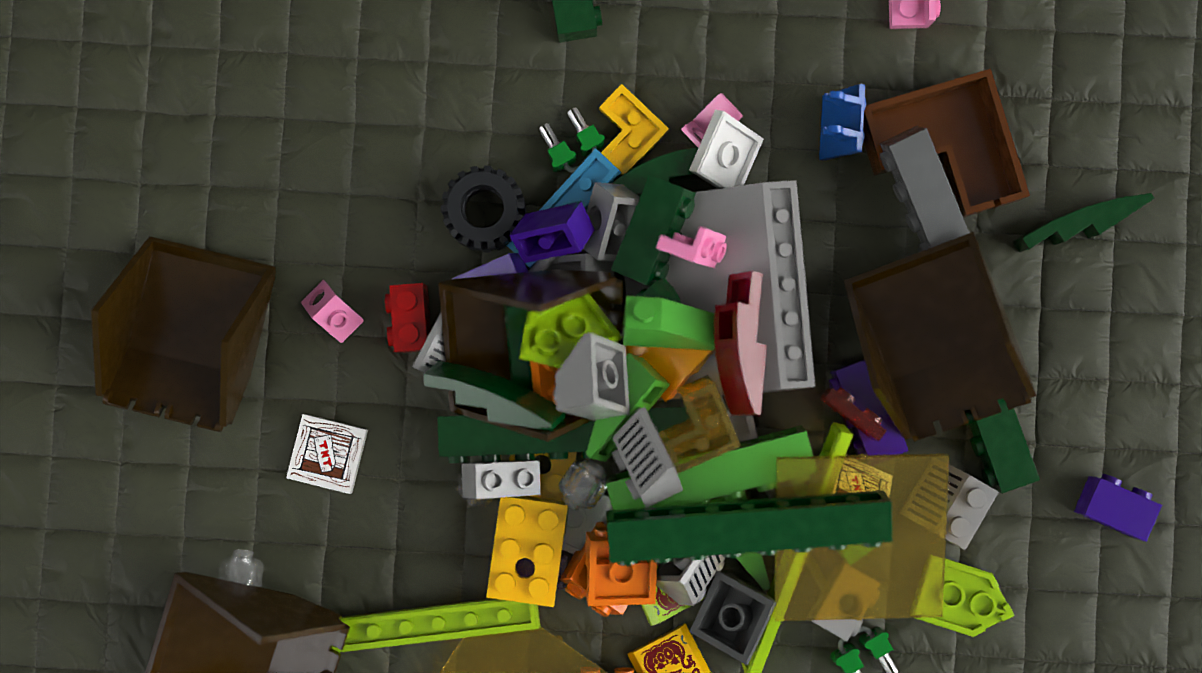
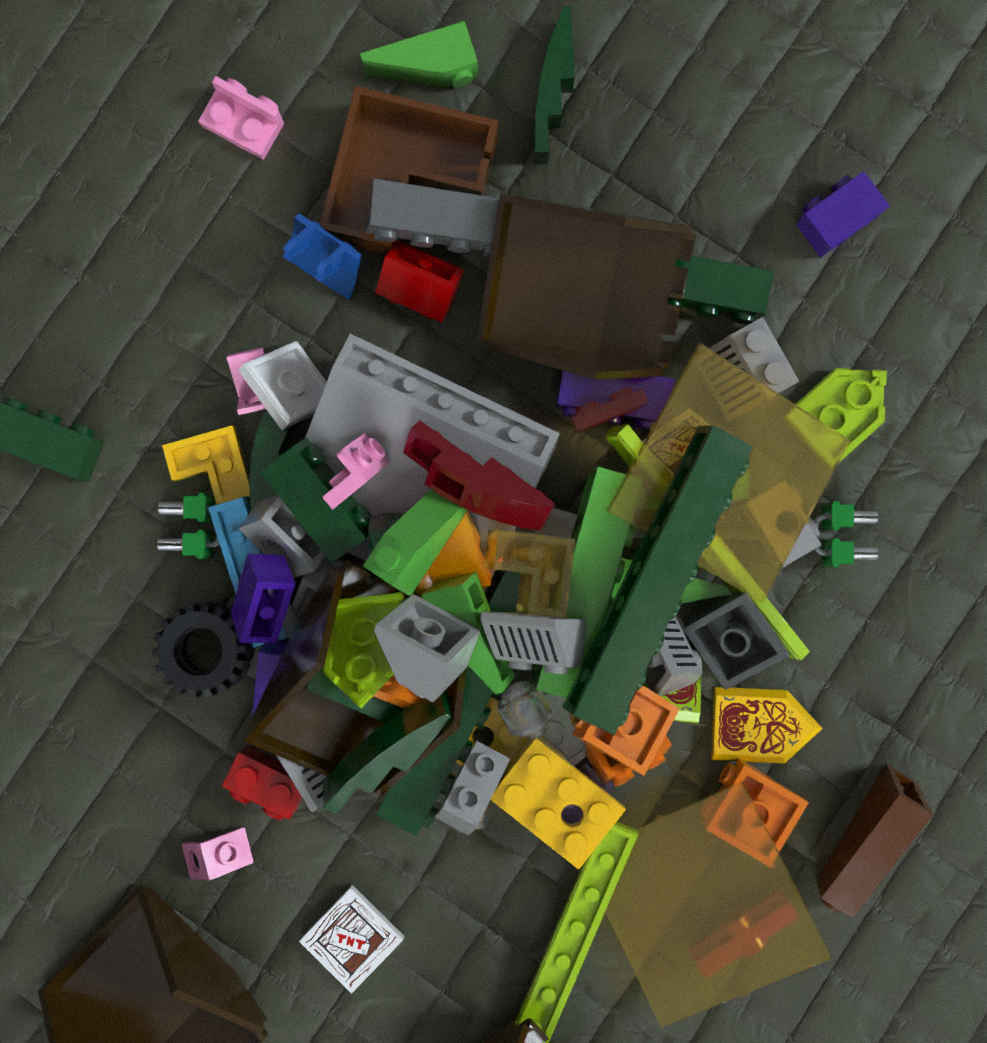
camera: 65 degrees left, 0 degrees up
(867, 207) = (419, 281): none -> red brick
(1047, 113) = (432, 58): none -> bright green slope

